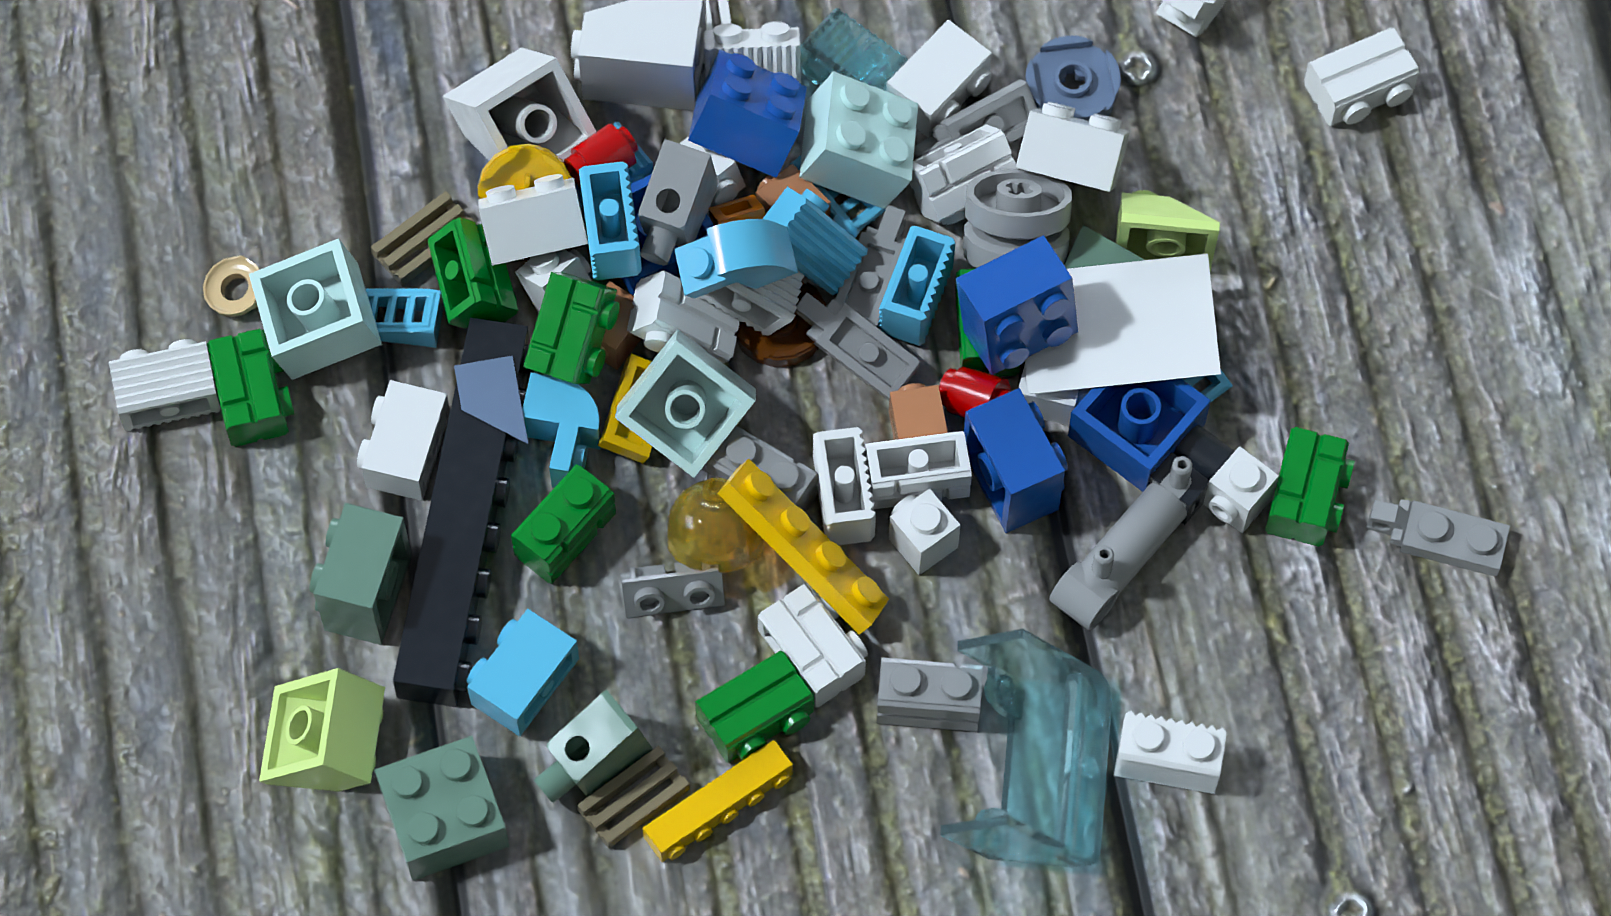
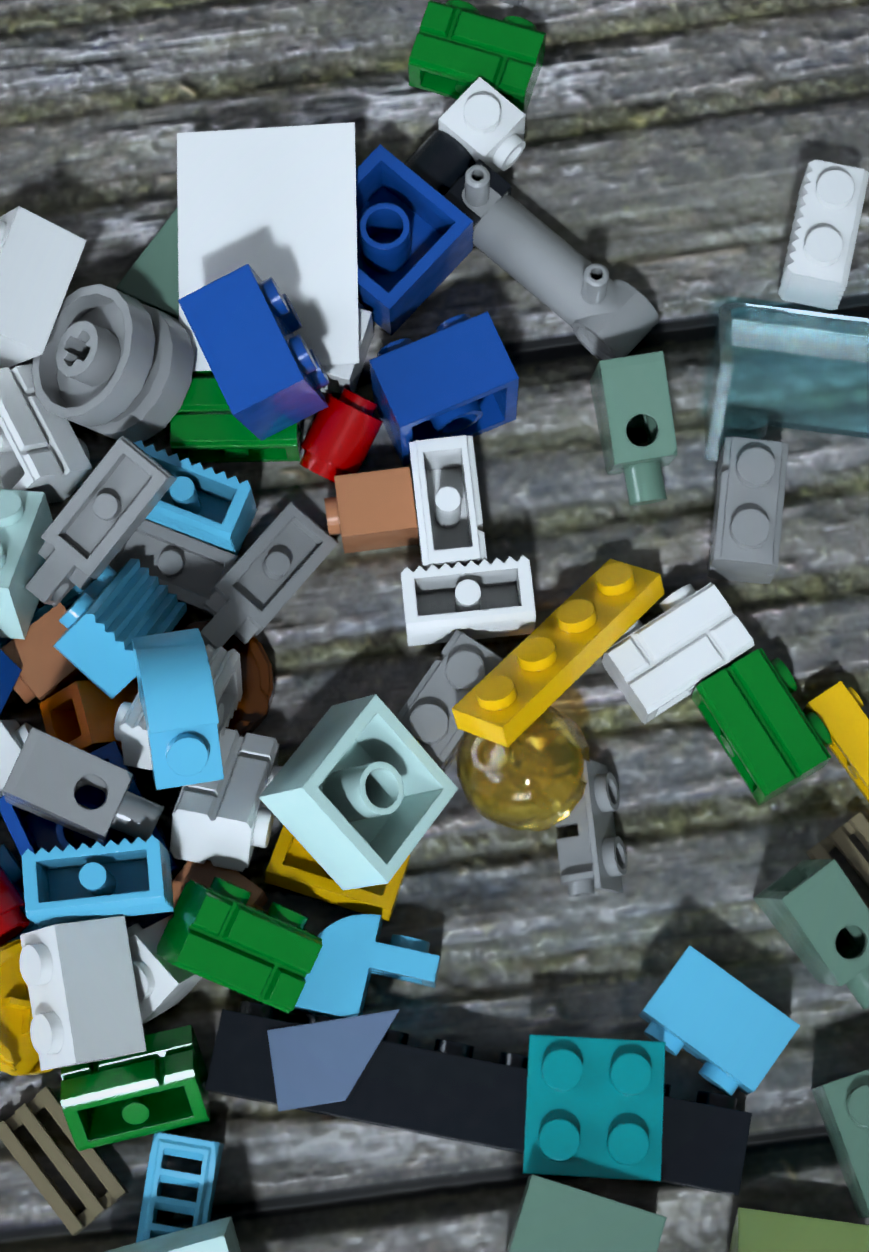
camera: 85 degrees left, 10 degrees up
(404, 440) = (371, 1184): white brick -> none
(455, 575) = (594, 1108): none -> teal plate
(563, 524) = (504, 965): green brick -> none
(887, 214) = (98, 520): none -> light grey hinge
(923, 530) = (526, 508): white brick -> none
(995, 602) = (635, 396): none -> sand green torso
(1164, 227) = (124, 195): yellowish green slope -> none

